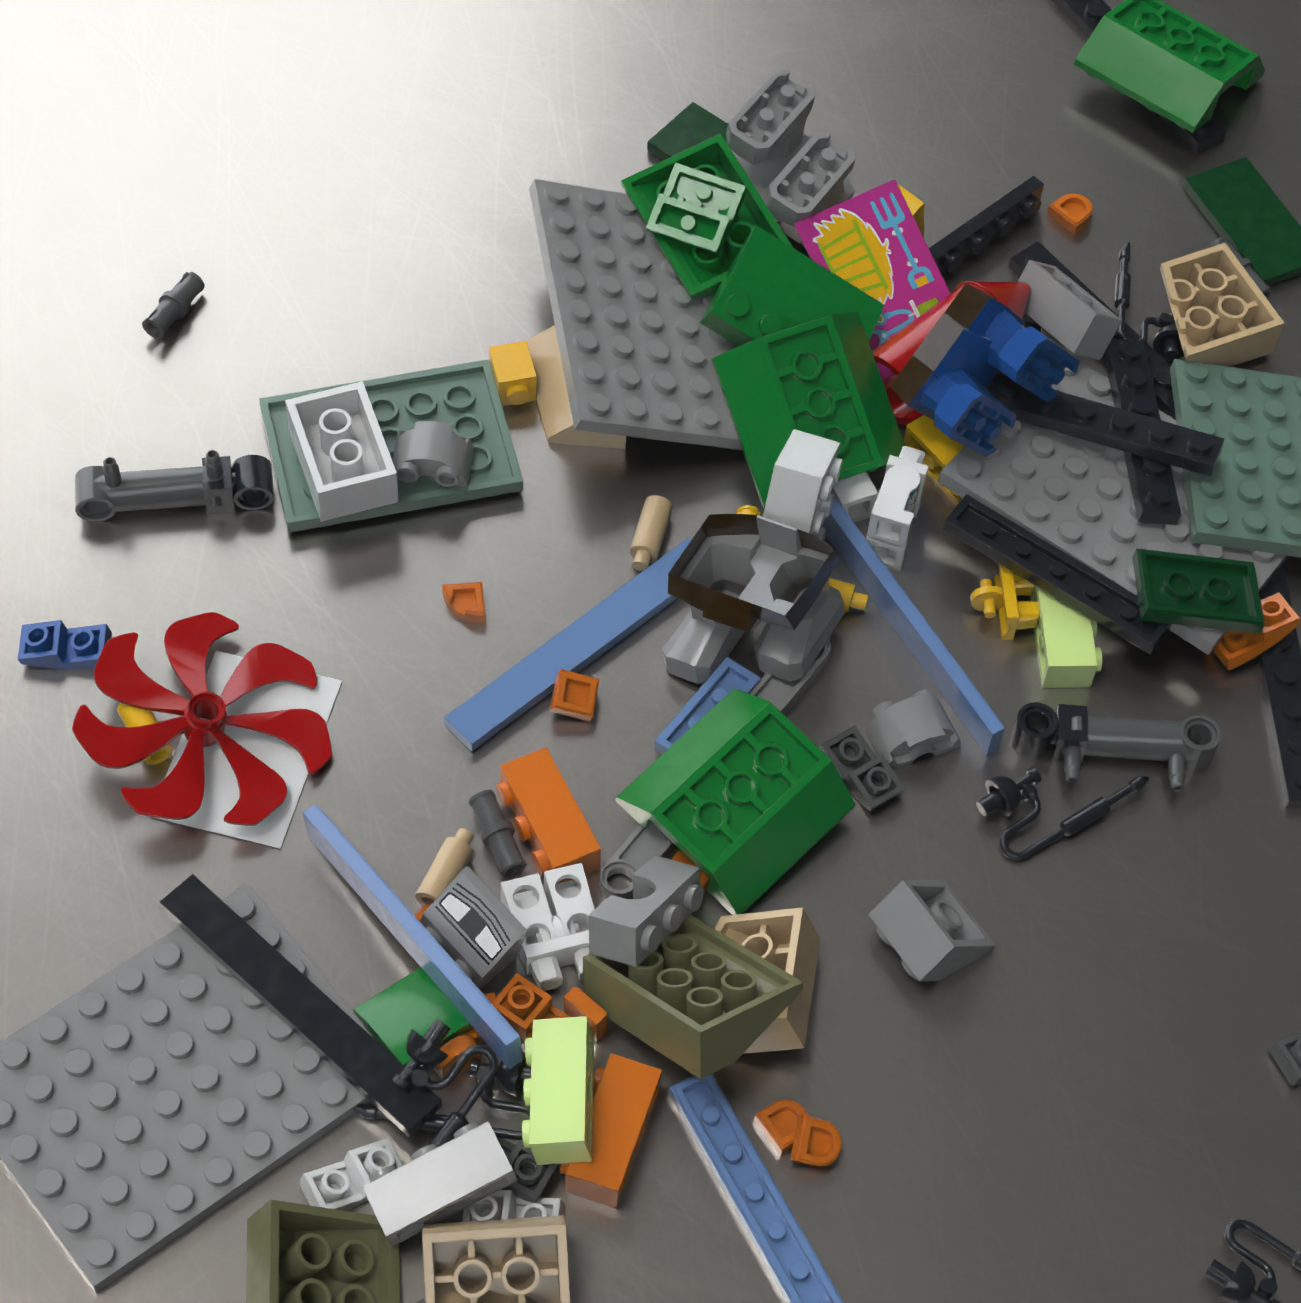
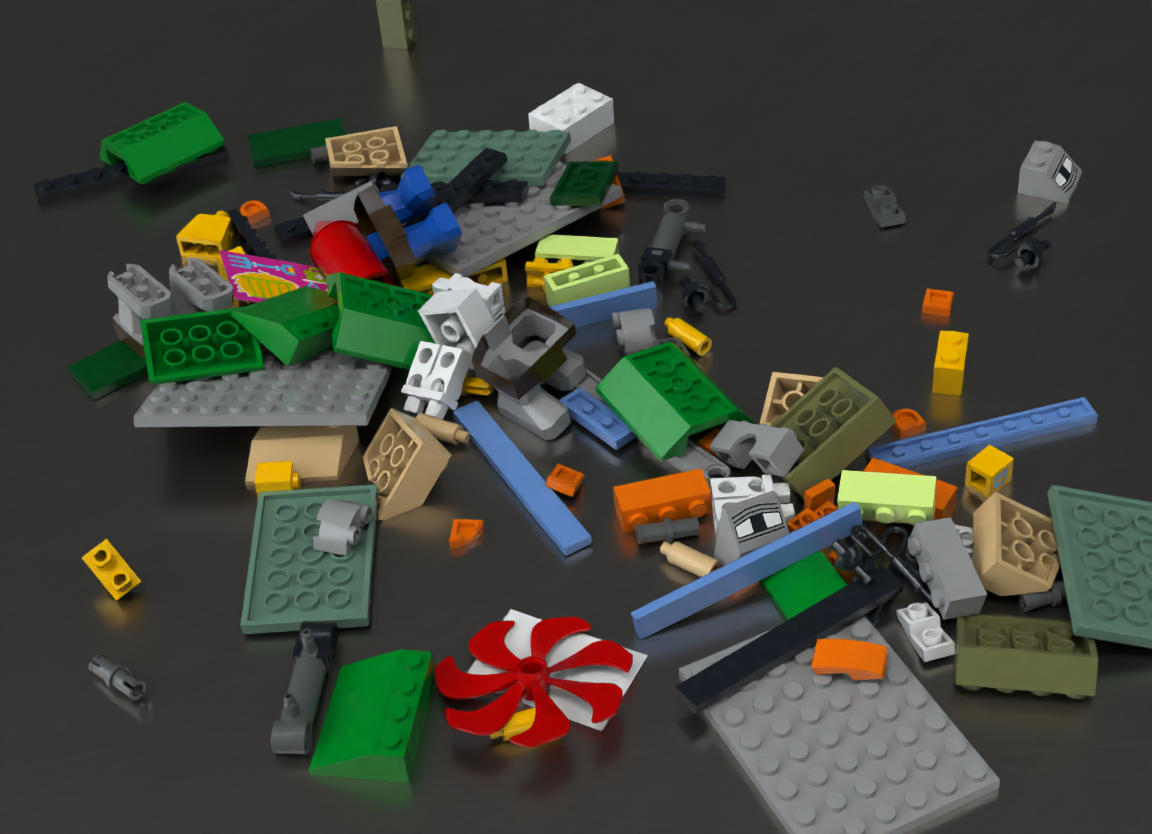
camera: 70 degrees left, 15 degrees down
(57, 647) = (432, 770): blue slope -> none
(134, 573) = (376, 717): none -> green slope
(256, 1074) = (857, 658): none -> orange slope
(326, 248) = (111, 569): none -> yellow hips
(342, 451) = (325, 564): white brick -> none
(570, 502) = (403, 463): none -> tan wedge
(683, 1243) = (989, 471): none -> yellow brick
(697, 208) = (198, 342): slope -> none
(722, 489) = (435, 379): none -> white hips
(815, 1142) = (924, 406): orange tile -> none
(914, 801) = (688, 335): none -> yellow cylinder
(919, 1171) = (950, 363): none -> yellow brick
(929, 929) = (785, 338): light grey slope -> none
(984, 646) = (587, 280): none -> yellowish green brick
(989, 171) = (206, 236): none -> yellow torso
(1053, 572) = (548, 240): black plate -> none
(1087, 1150) = (938, 302): none -> orange tile

